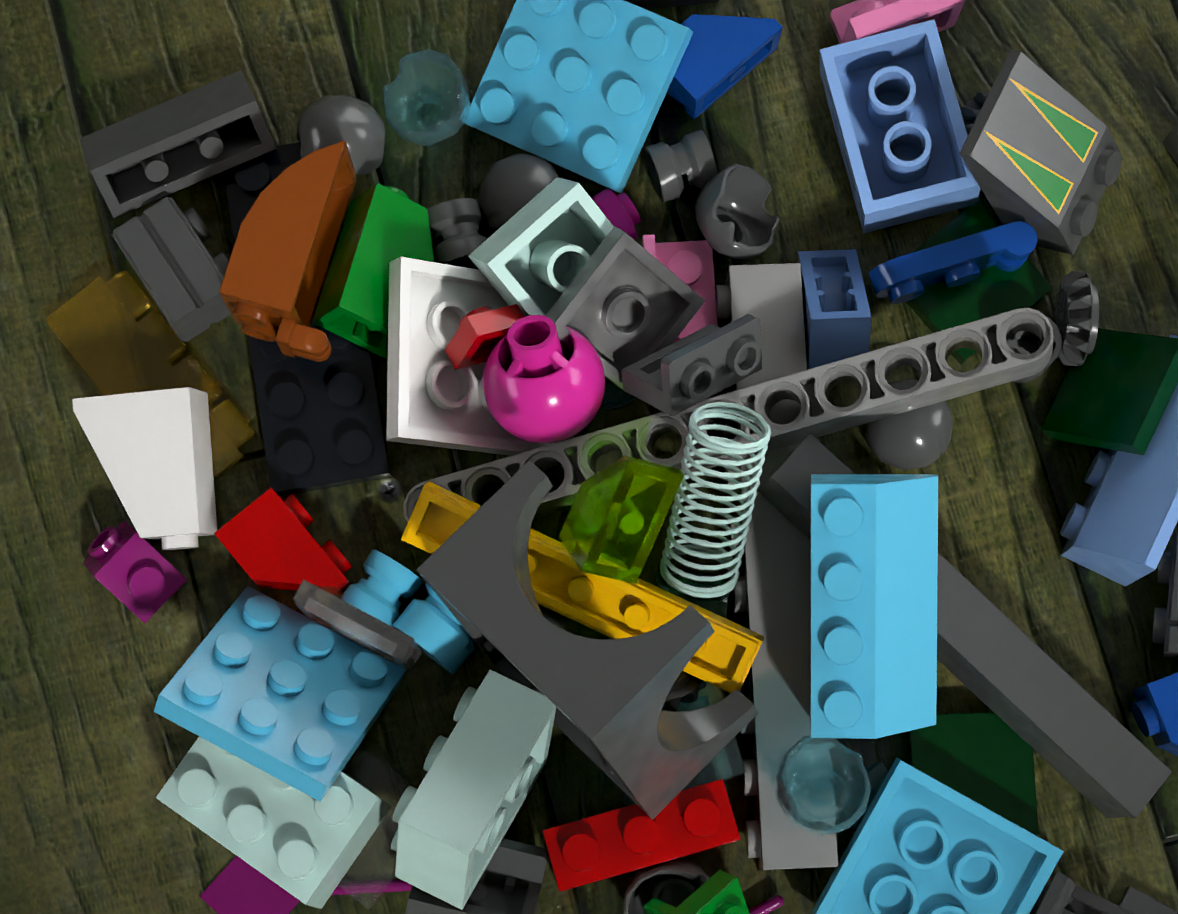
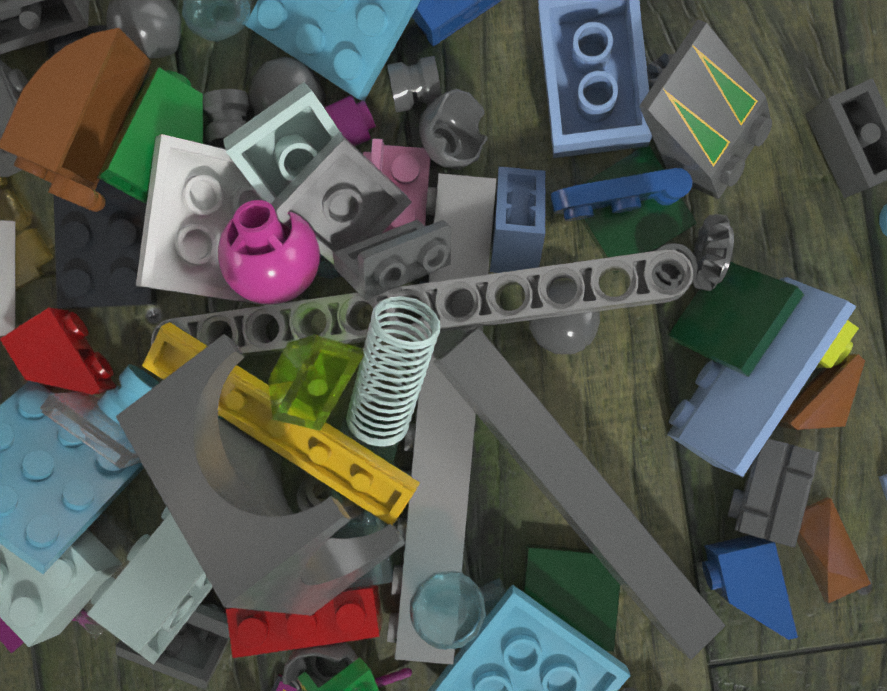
camera: 10 degrees right, 10 degrees up
(479, 334) = (220, 206): red plate -> none
(873, 604) = (506, 475): medium azure slope -> none

